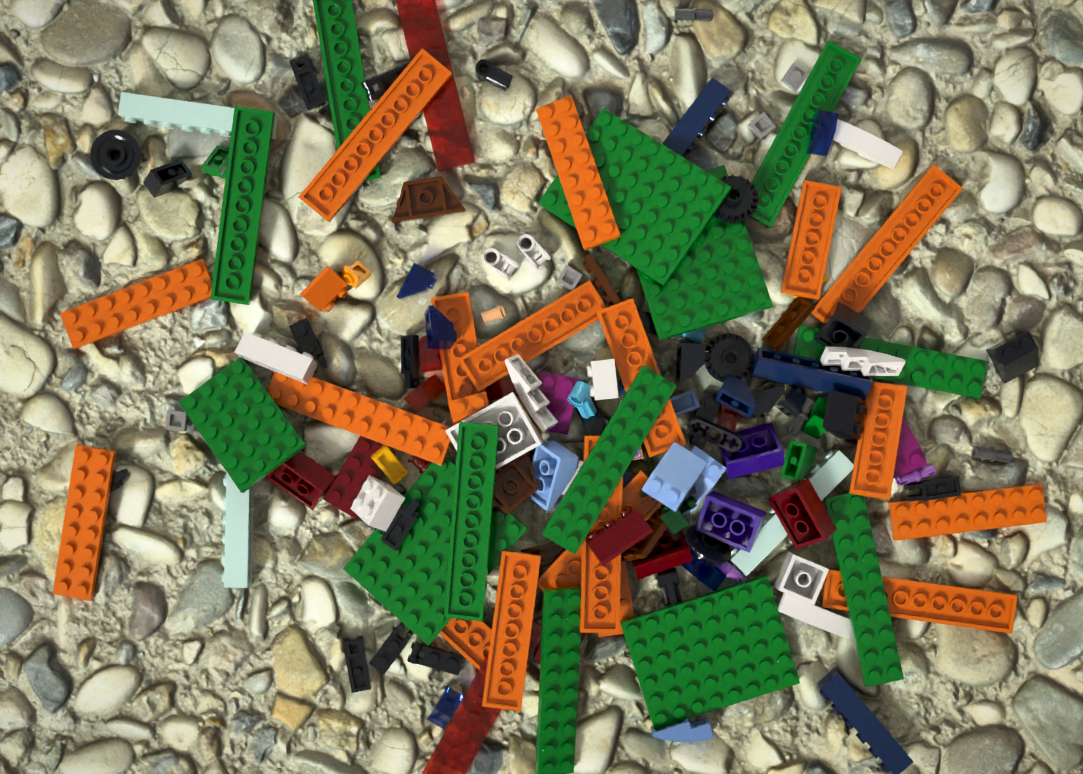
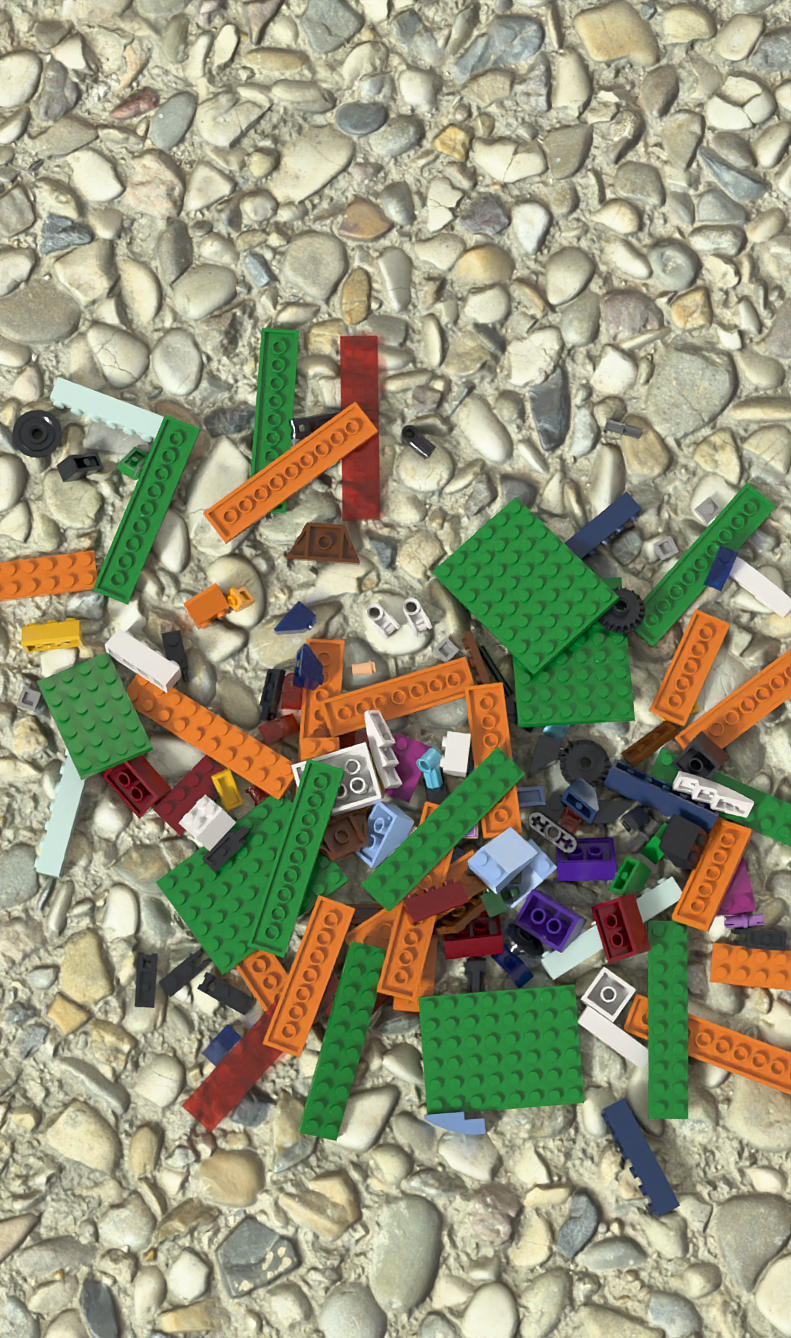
camera: 10 degrees right, 10 degrees down
(181, 353) = (52, 635): none -> yellow slope
(307, 82) = (237, 408): black plate -> none
(578, 173) = (477, 551): orange plate -> none
(621, 286) = (495, 671): none -> black bar
(731, 572) = (538, 972): medium lavender pin -> none

